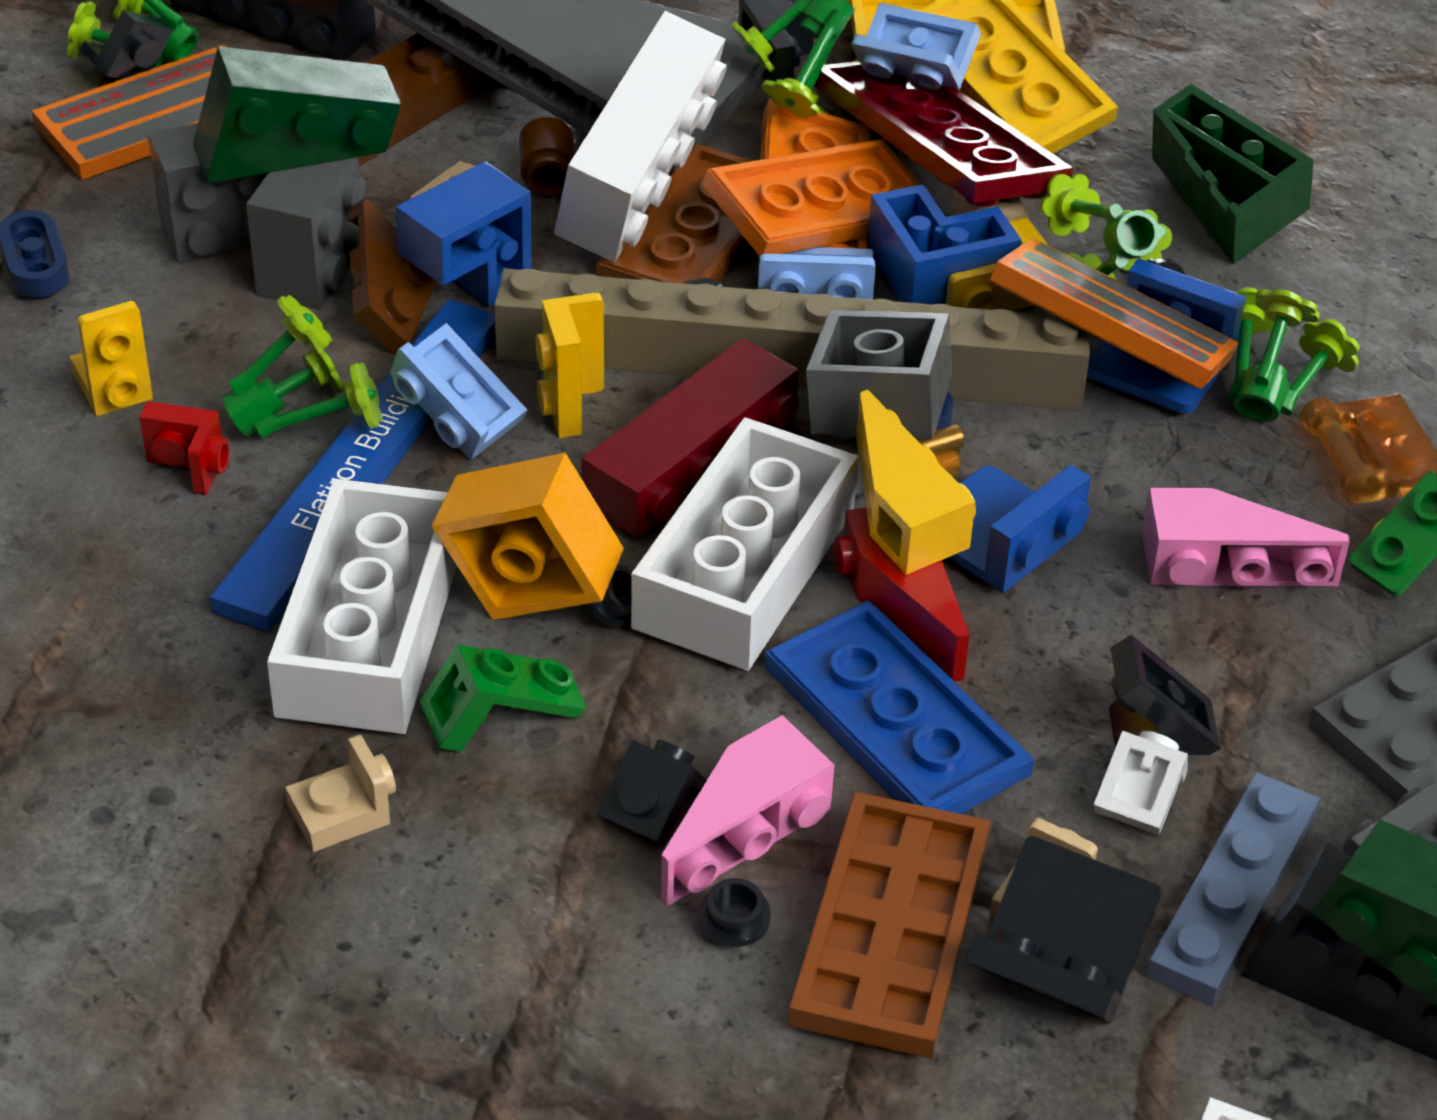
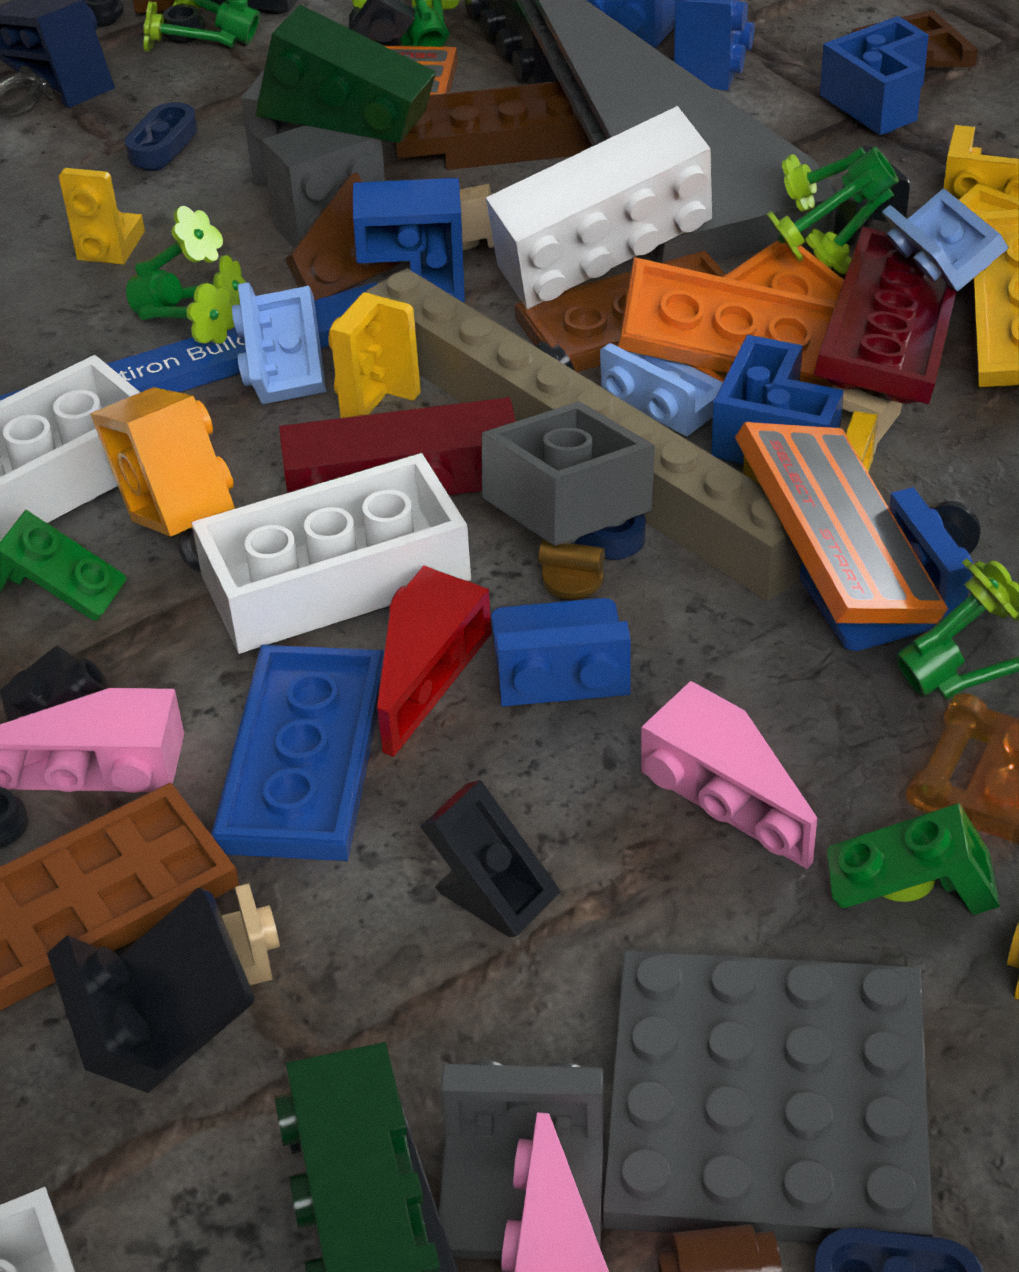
camera: 45 degrees right, 0 degrees up
(185, 439) = (82, 299): red bracket -> none
(910, 499) = (454, 568): yellow slope -> none
(1125, 236) = (918, 461): plant -> none
(1142, 780) = (398, 914): white bracket -> none
(1233, 889) = (420, 1034): sand blue plate -> none

